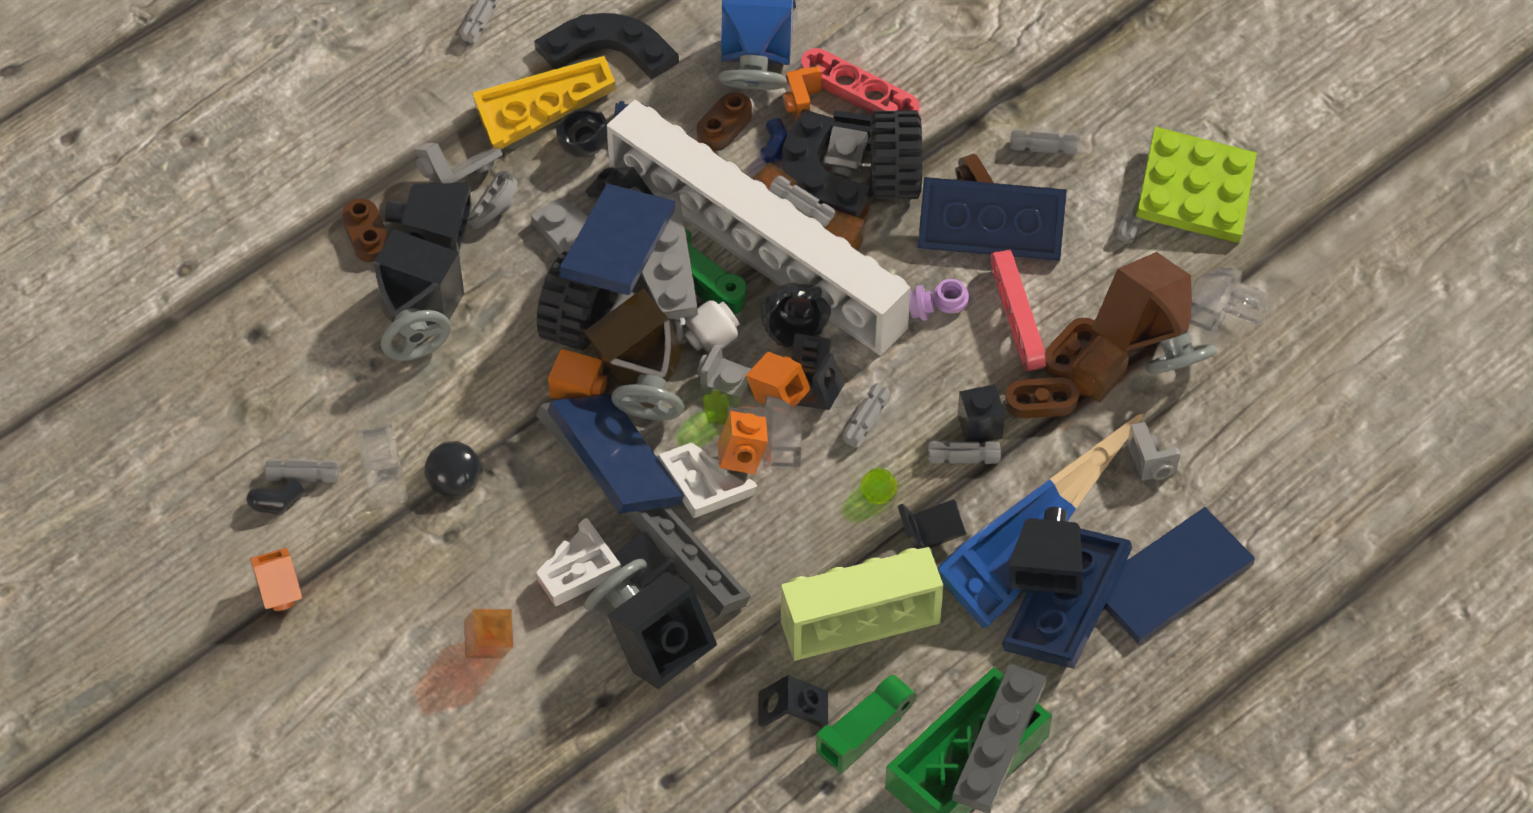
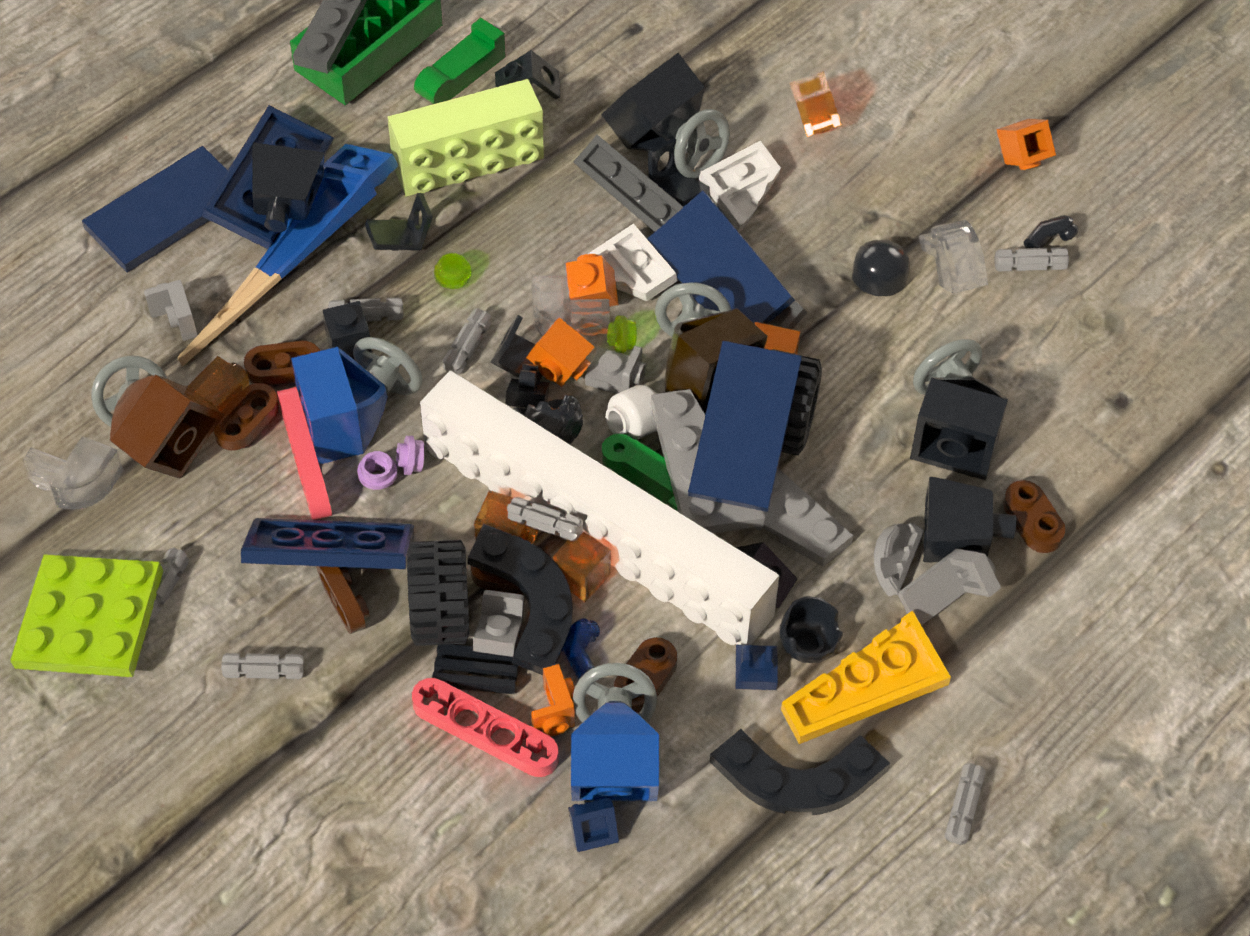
camera: 175 degrees right, 0 degrees up
(981, 336) = (348, 396): none -> blue piece

